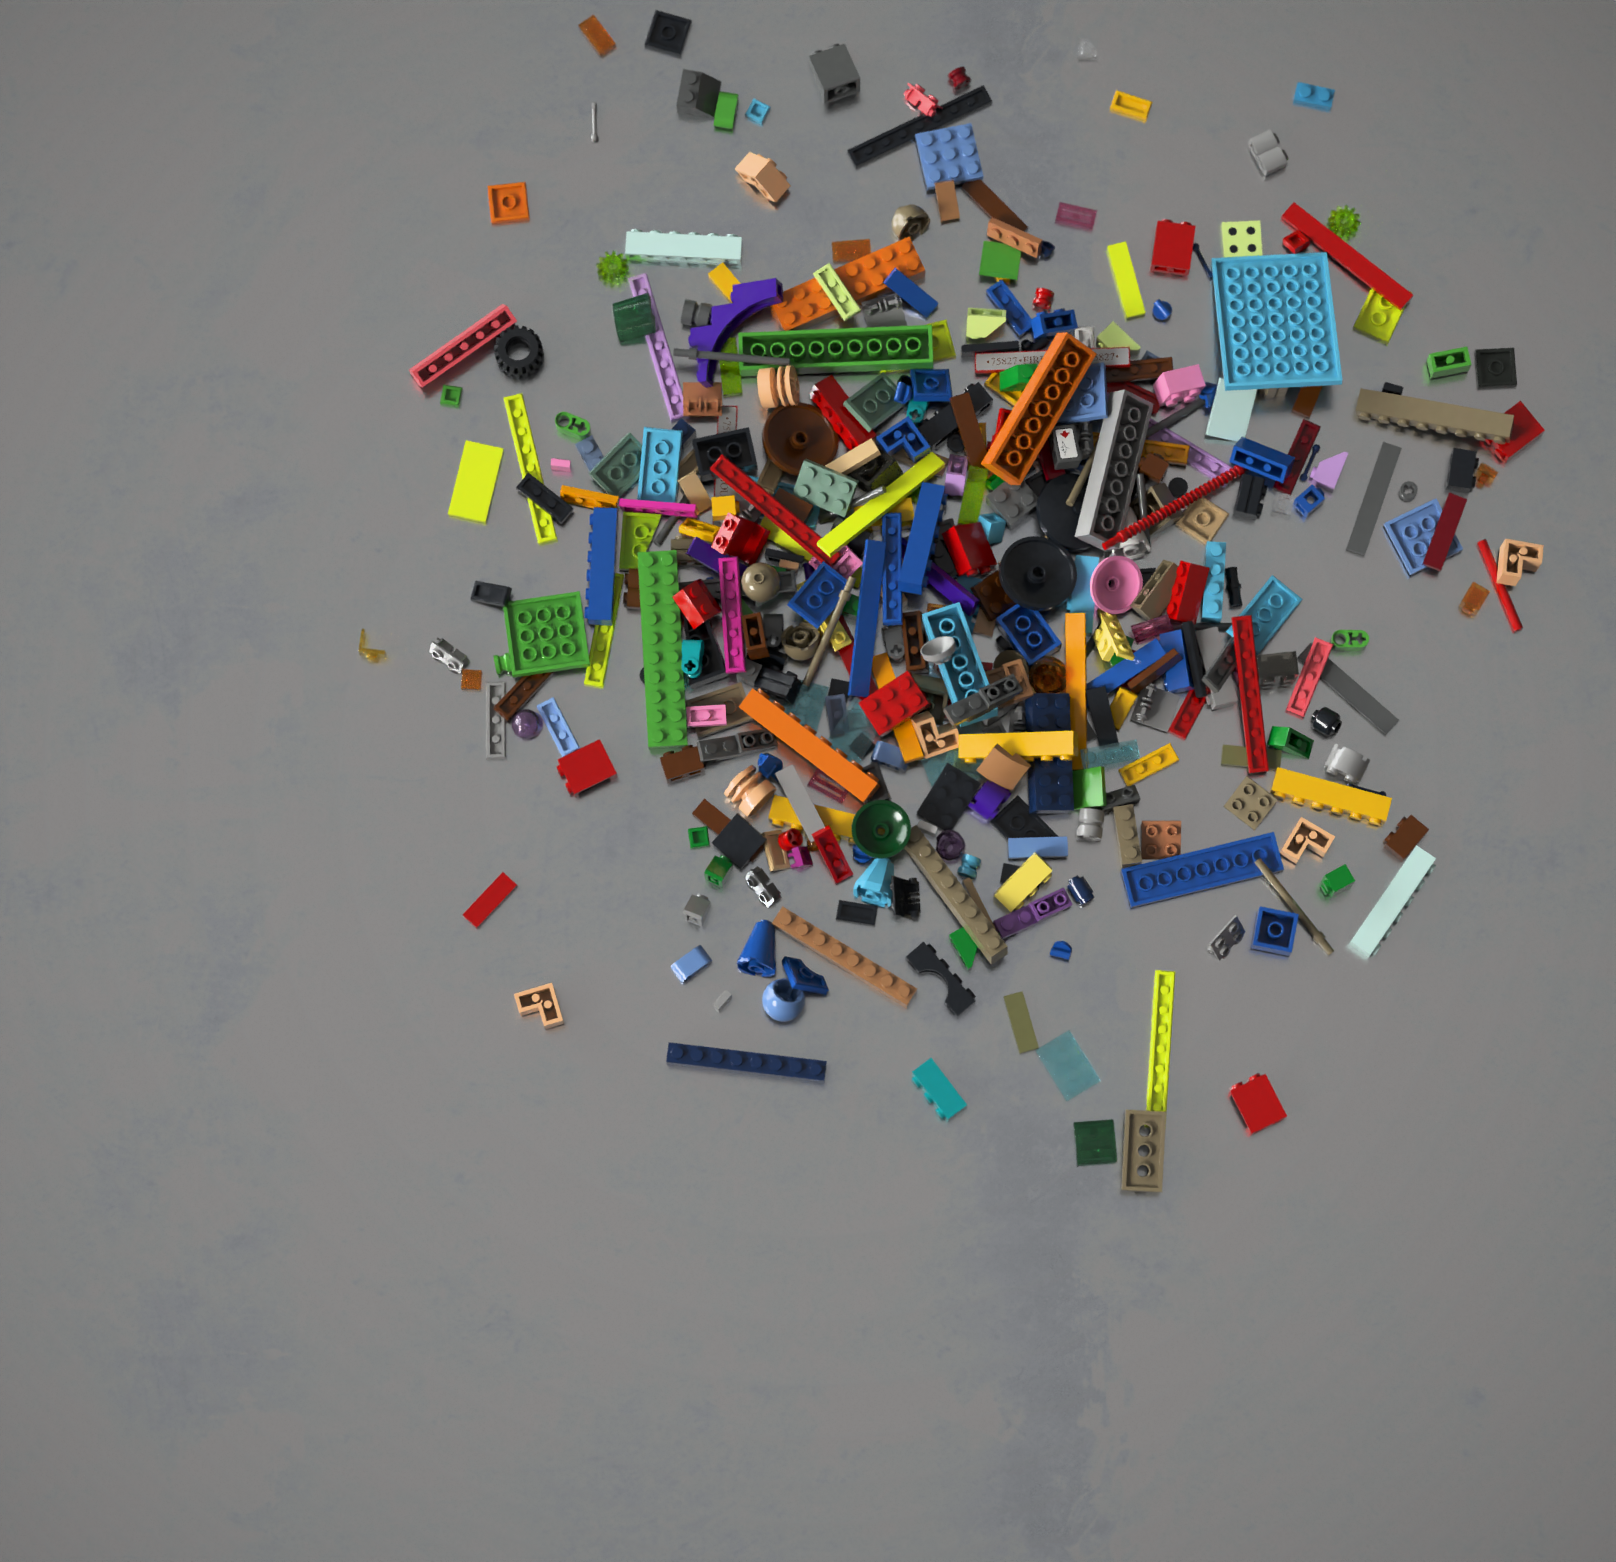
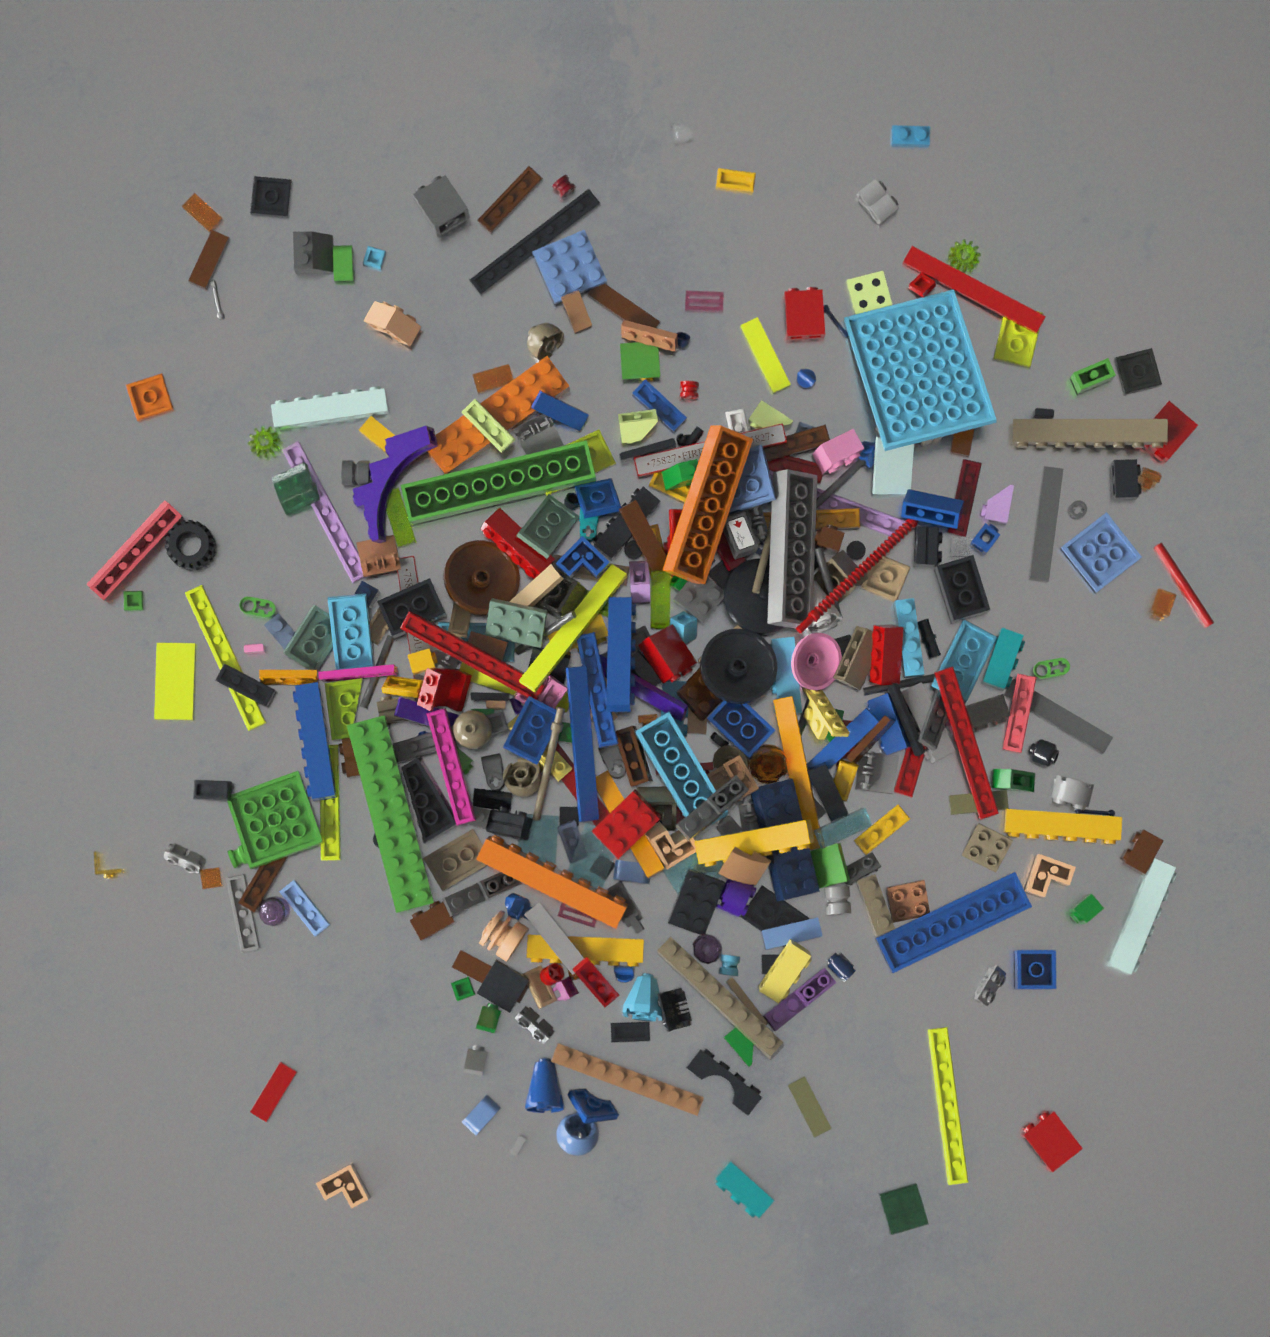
camera: 15 degrees left, 5 degrees up
(586, 767) = (340, 944): red panel -> none
(594, 81) = (208, 259): none -> reddish brown tile
(692, 654) = (421, 814): teal piece -> none
(694, 353) = (361, 515): dark grey bar -> none
(695, 491) = (390, 649): tan tile -> none
(697, 603) = (415, 763): red slope -> none
(706, 716) = (446, 870): bright pink plate -> none
(746, 1063) = (553, 1202): dark blue brick -> none
(755, 636) = (477, 783): reddish brown brick -> none
(778, 386) = (450, 531): light nougat wheel -> none
(876, 816) = (638, 935): dark green dish -> none
(898, 83) = (510, 199): none -> reddish brown tile
(903, 393) = (572, 512): blue plate -> none
(917, 94) = (539, 216): coral hinge -> none
(927, 828) = (681, 936): white tile -> none
(938, 650) = (659, 765): light grey piece -> none
(1050, 324) = (704, 414): blue brick -> none
(1061, 949) = (834, 1029): blue plate -> none
(1067, 1065) = (862, 1140): clear light blue plate -> none
(1152, 628) = (859, 696): clear pink tile -> none
(1153, 1160) = (964, 1217): dark tan brick -> none
(1276, 544) = (962, 589): none -> black brick
(1303, 477) = (974, 516): dark blue hinge -> none
(1304, 621) = (1003, 659): none -> teal brick
(1318, 936) = (1076, 964): dark tan bar -> none
(1444, 532) = (1121, 544): dark red tile -> none
(1515, 557) = (1193, 556): light nougat brick -> none

